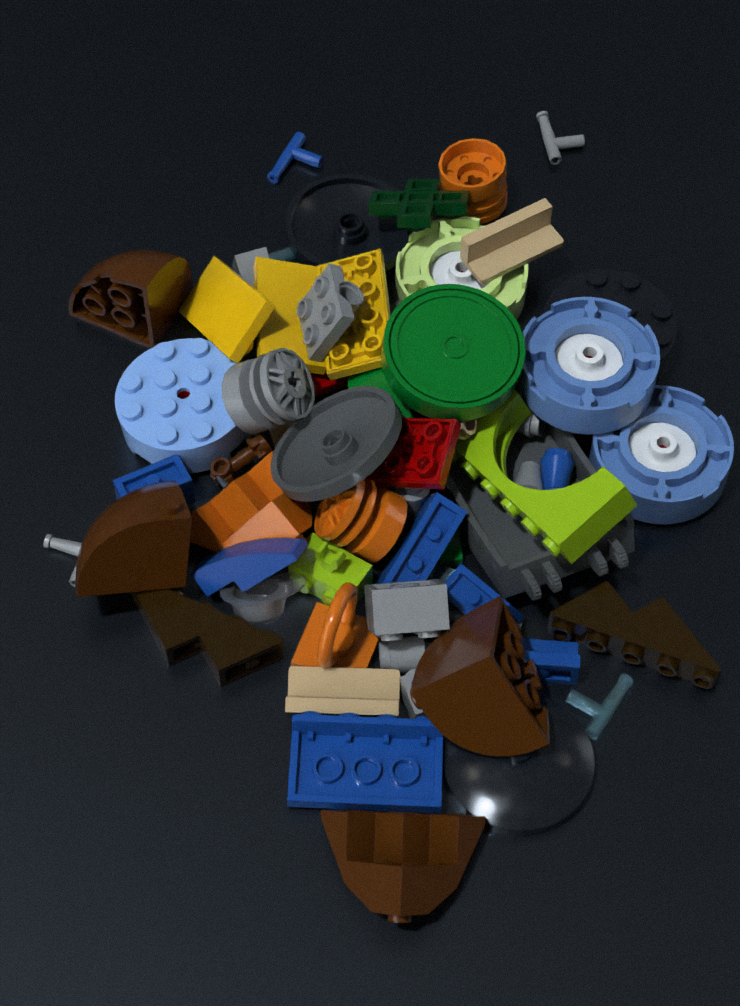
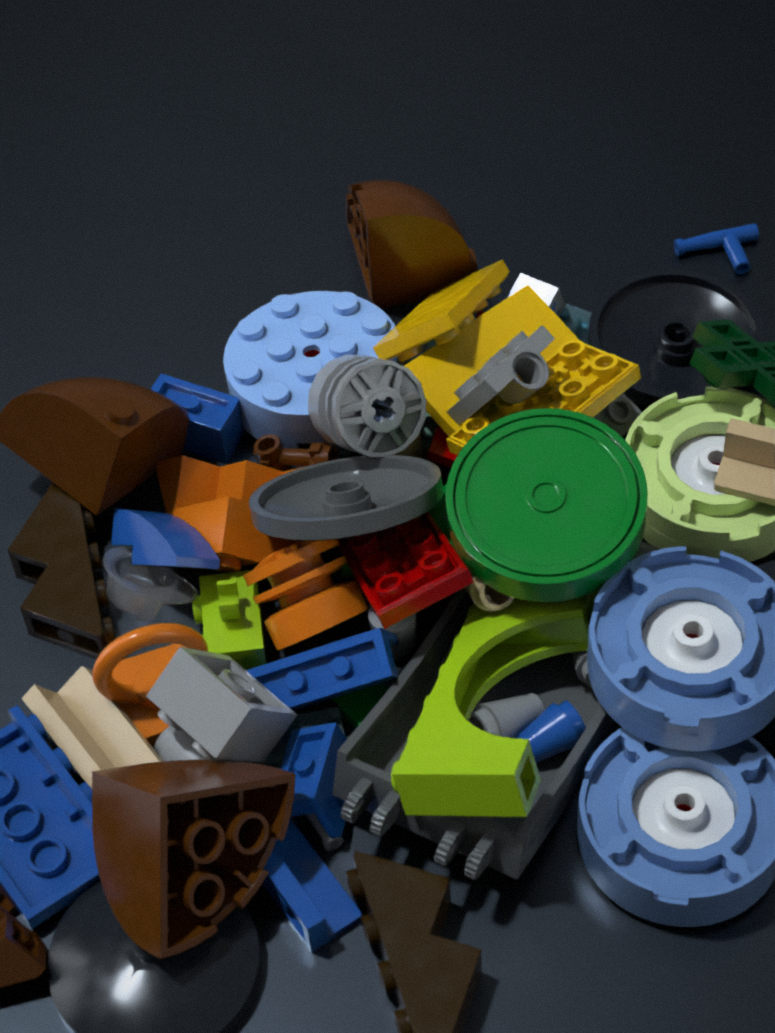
camera: 55 degrees right, 5 degrees down
(600, 712) = (291, 1002): clear light blue piece -> none

